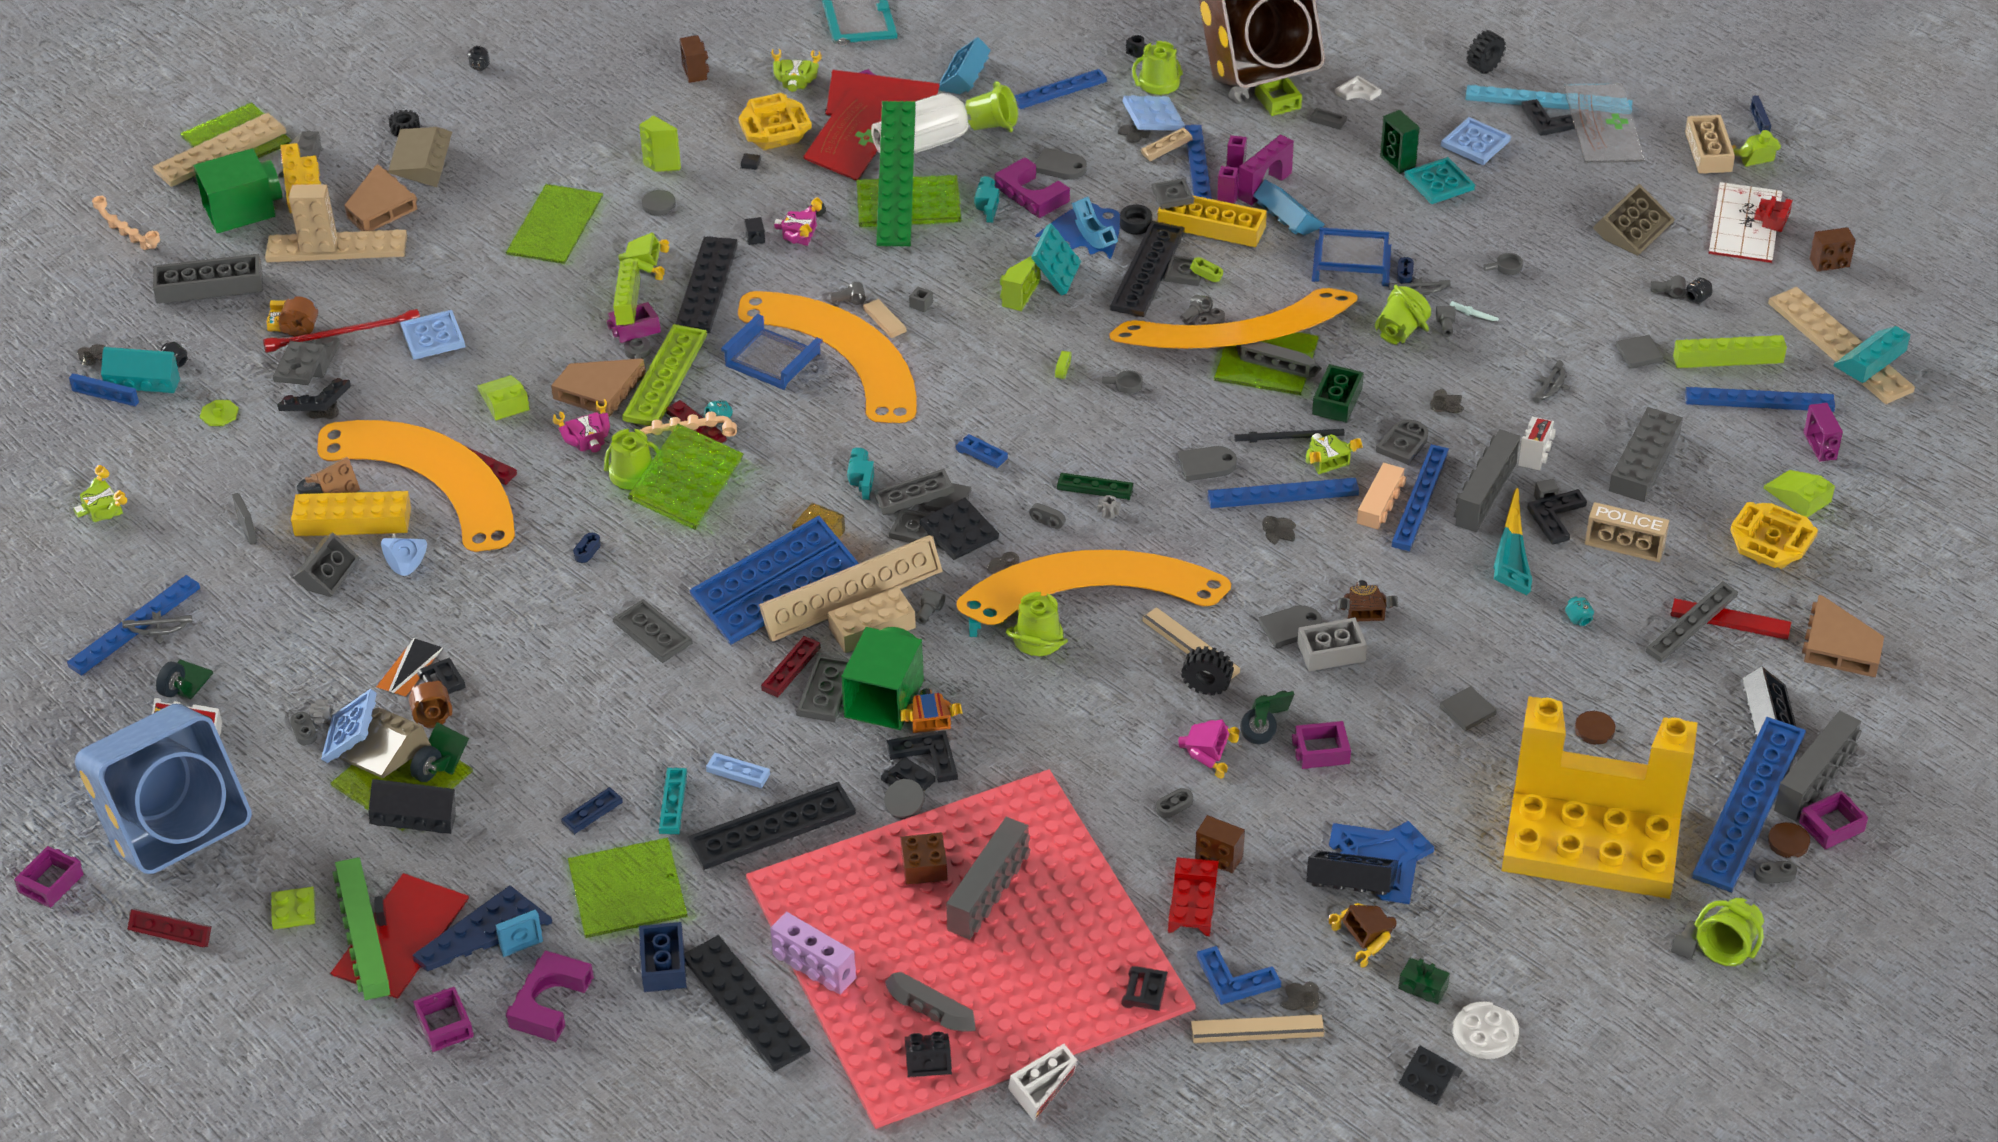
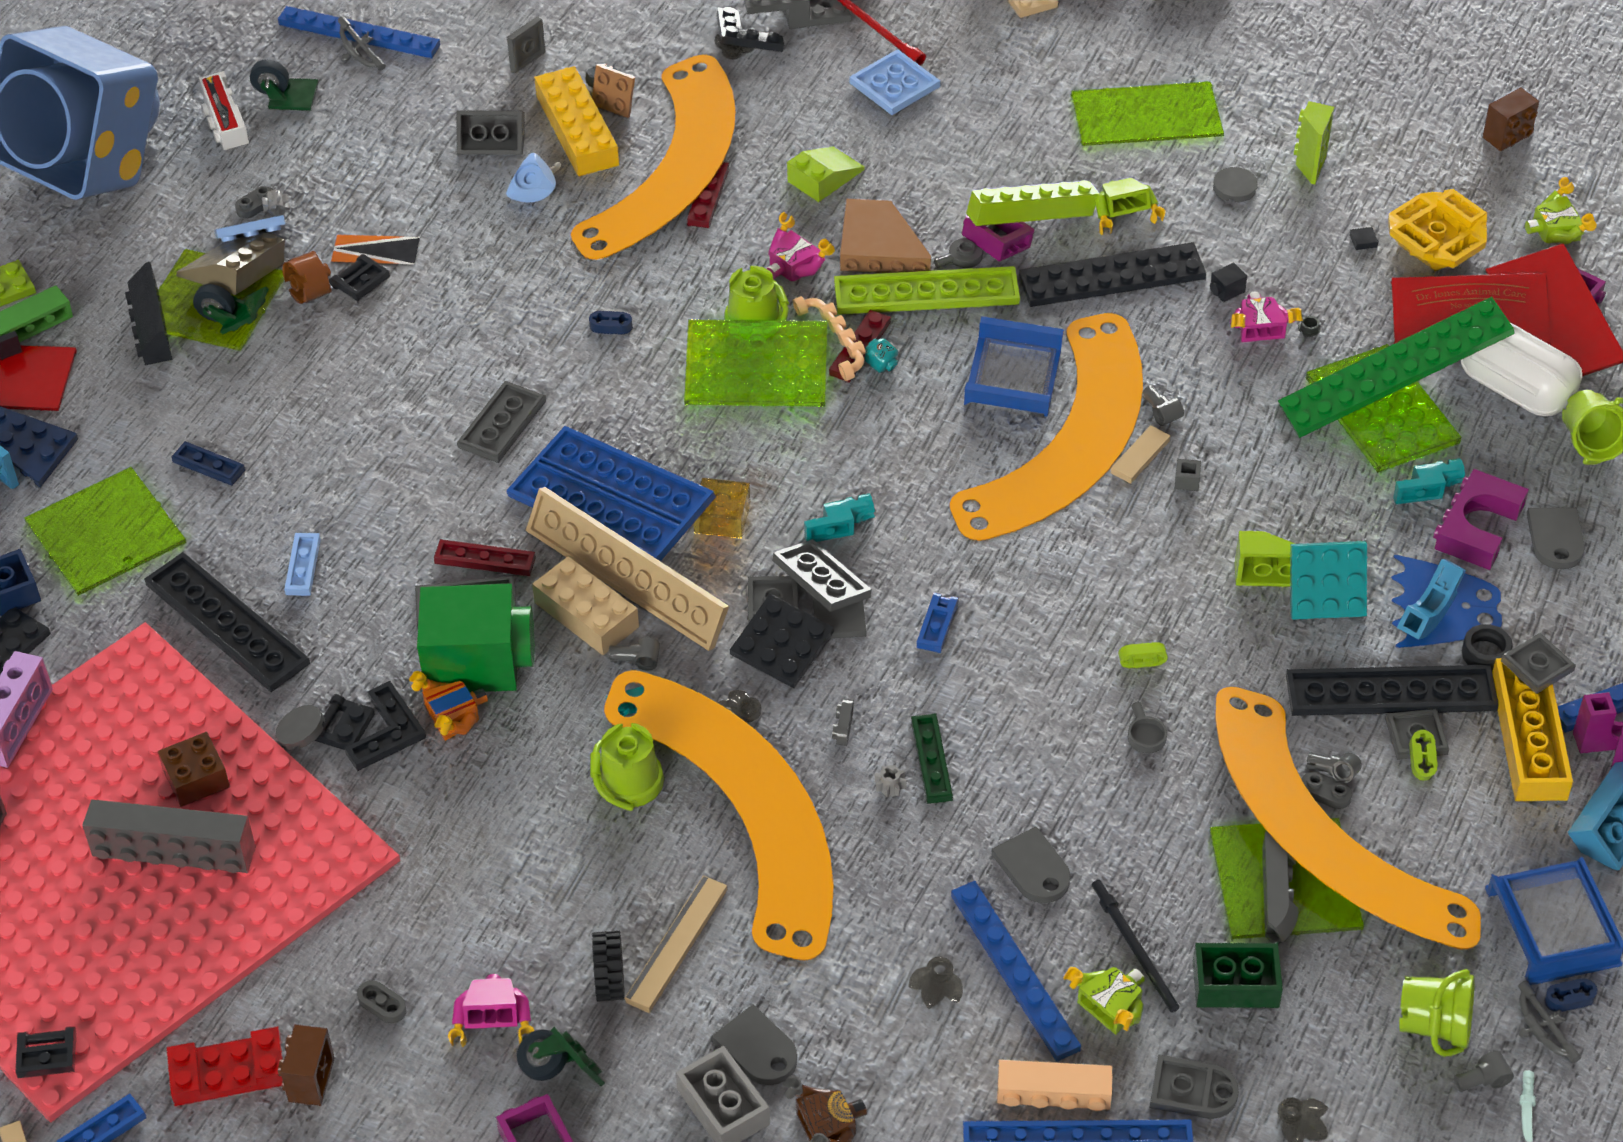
camera: 70 degrees right, 5 degrees up
(673, 801) = (238, 524): teal plate -> none

